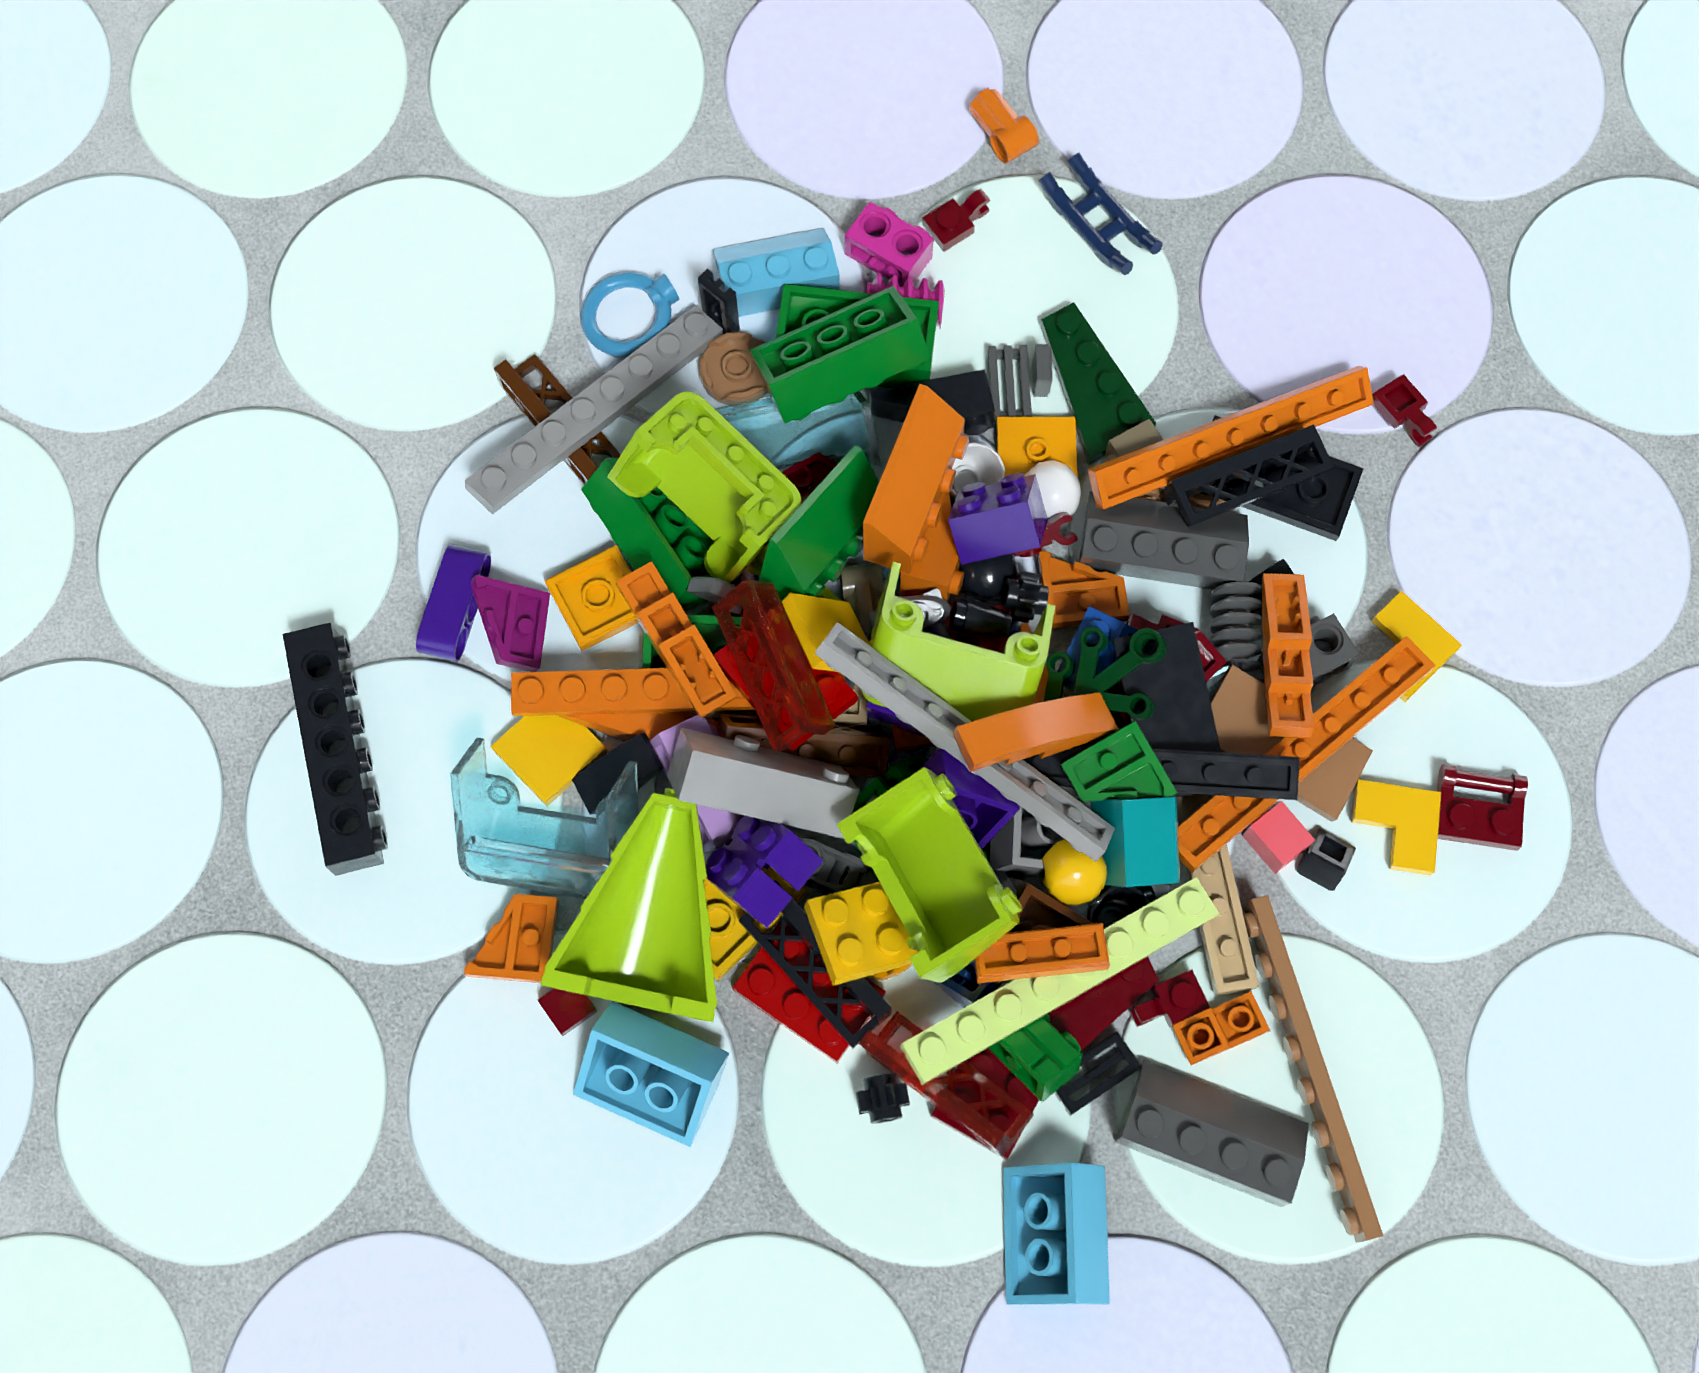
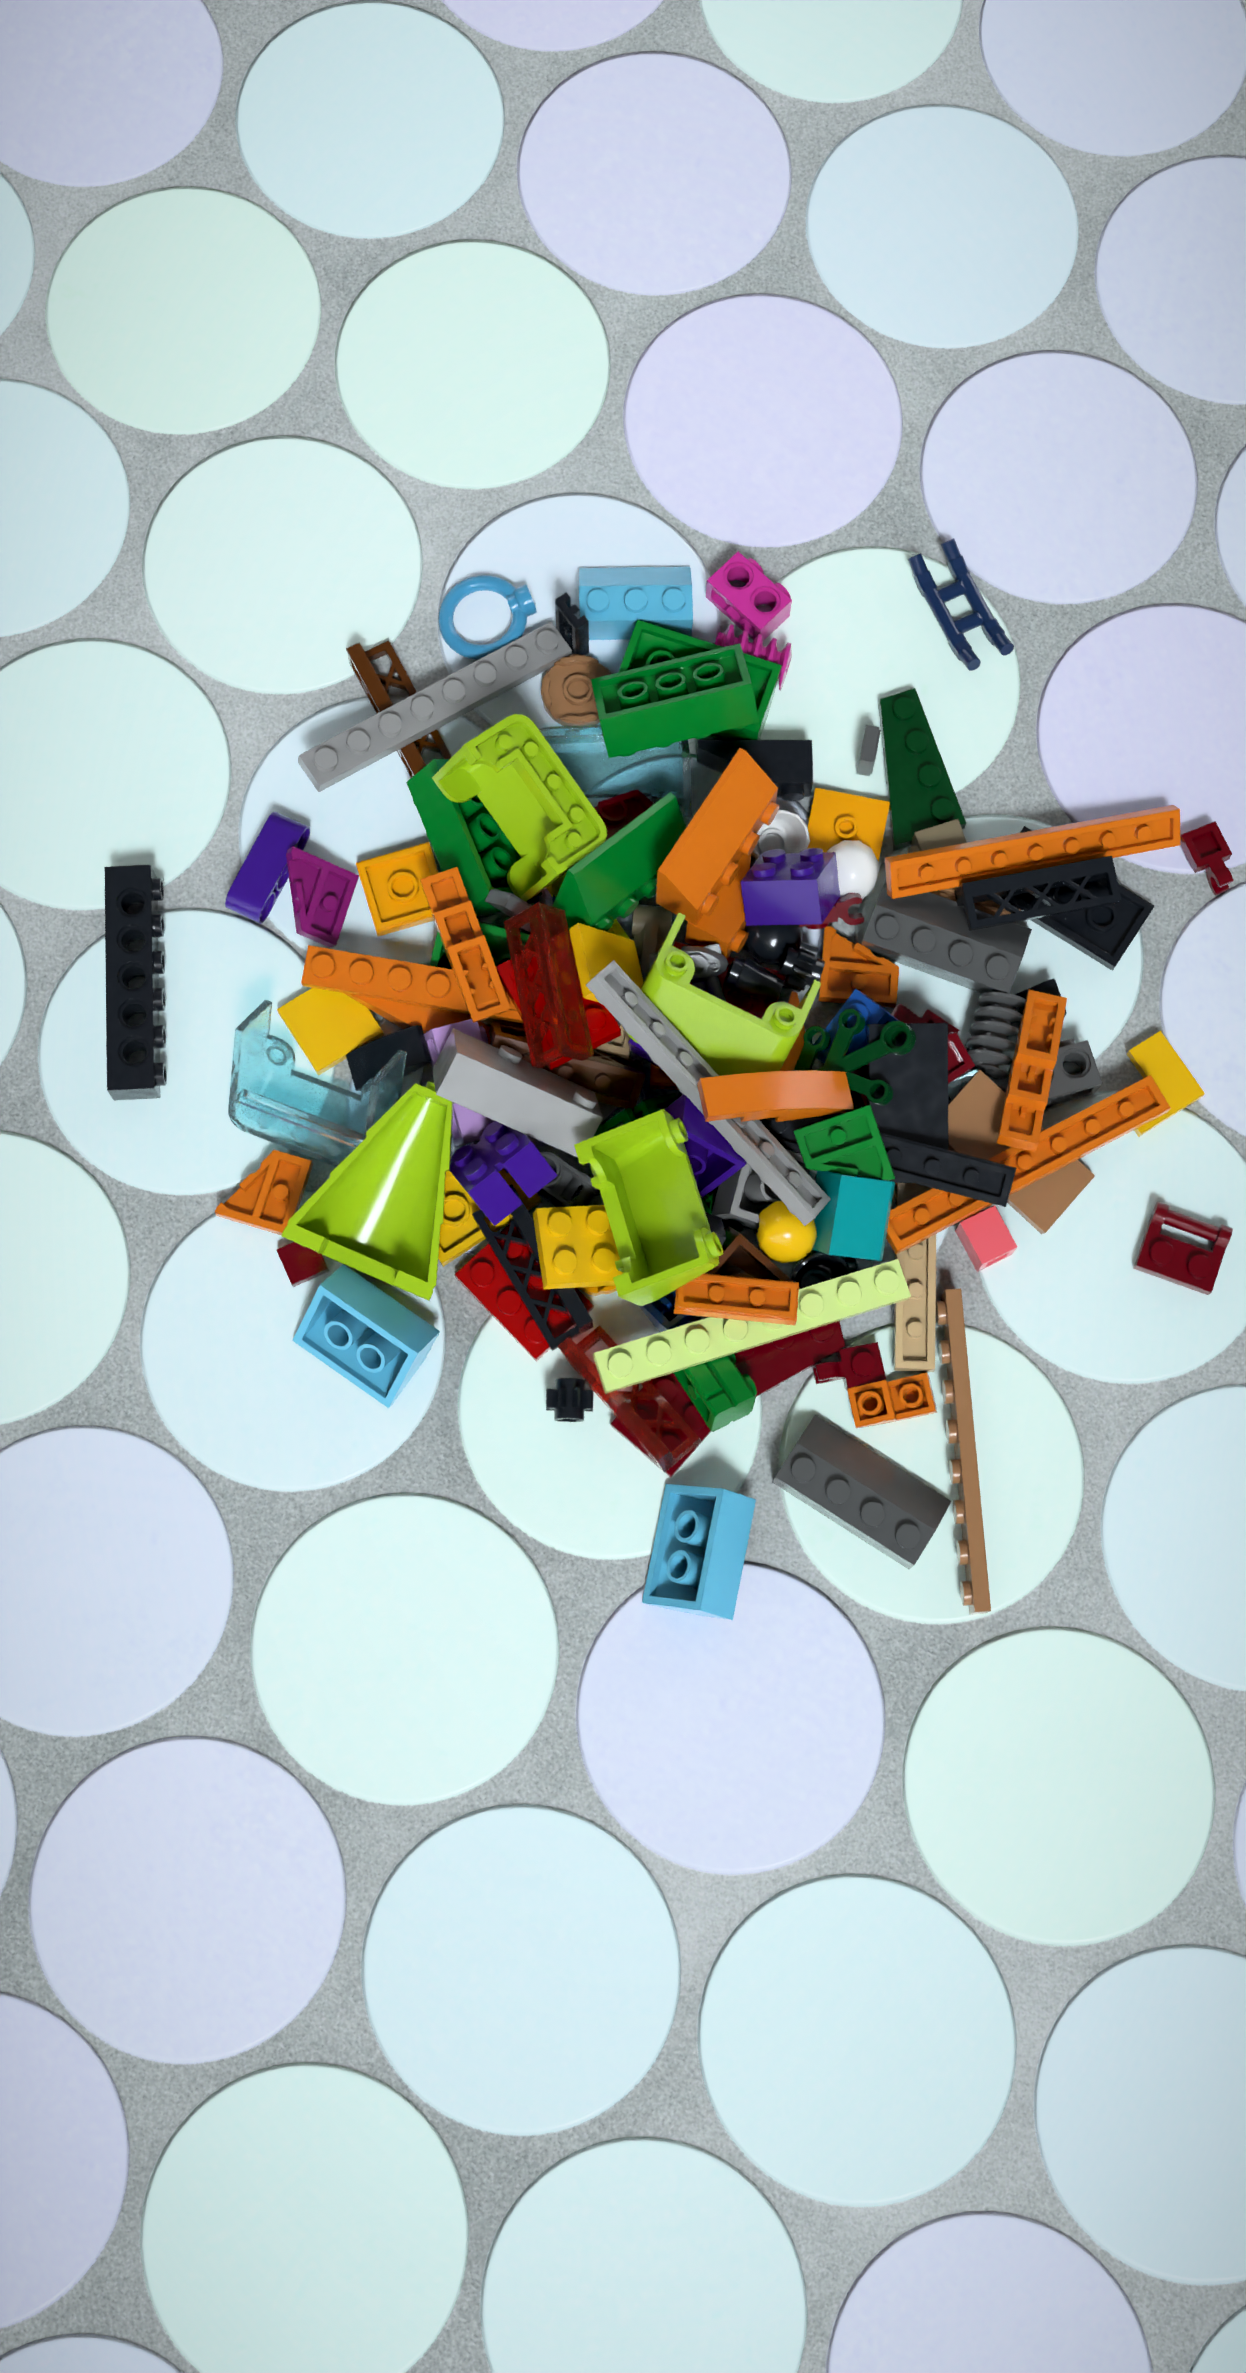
camera: 10 degrees right, 5 degrees up
(952, 222) = (816, 586): dark red plate -> none
(1008, 133) = (889, 503): orange piece -> none
(1008, 354) = (840, 728): dark grey tile -> none
(1124, 1052) = (798, 1404): black tile -> none
(1326, 860) = (1027, 1268): black slope -> none
(1410, 814) = (1114, 1240): yellow tile -> none

